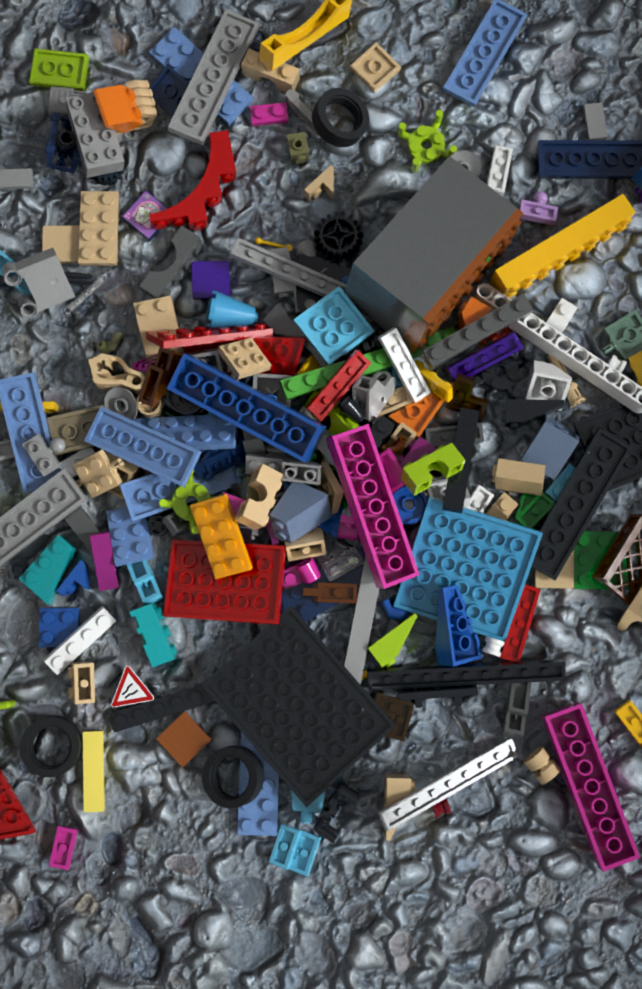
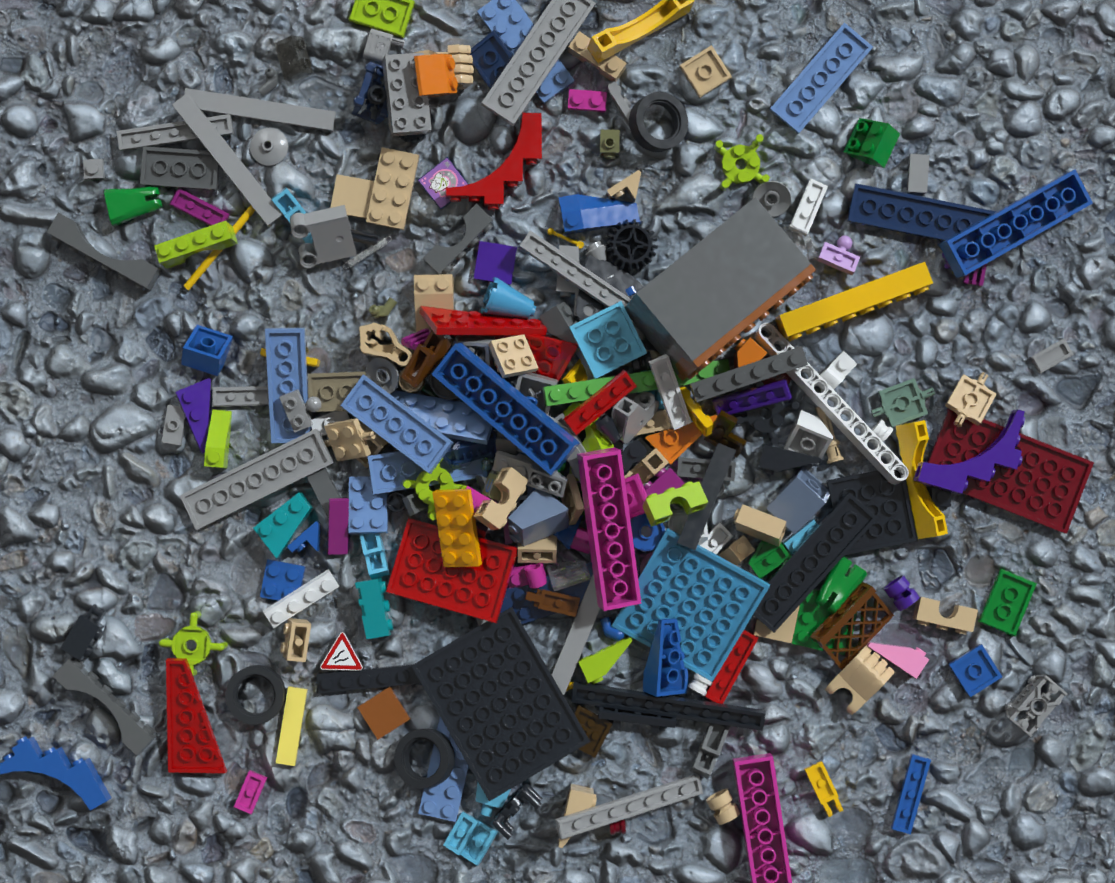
camera: 15 degrees right, 5 degrees up
(293, 217) = (592, 213): none -> blue wedge
(396, 447) = (645, 472): reddish brown arm -> none
(546, 100) = (872, 142): none -> green slope
(609, 520) = (840, 584): none -> green piece

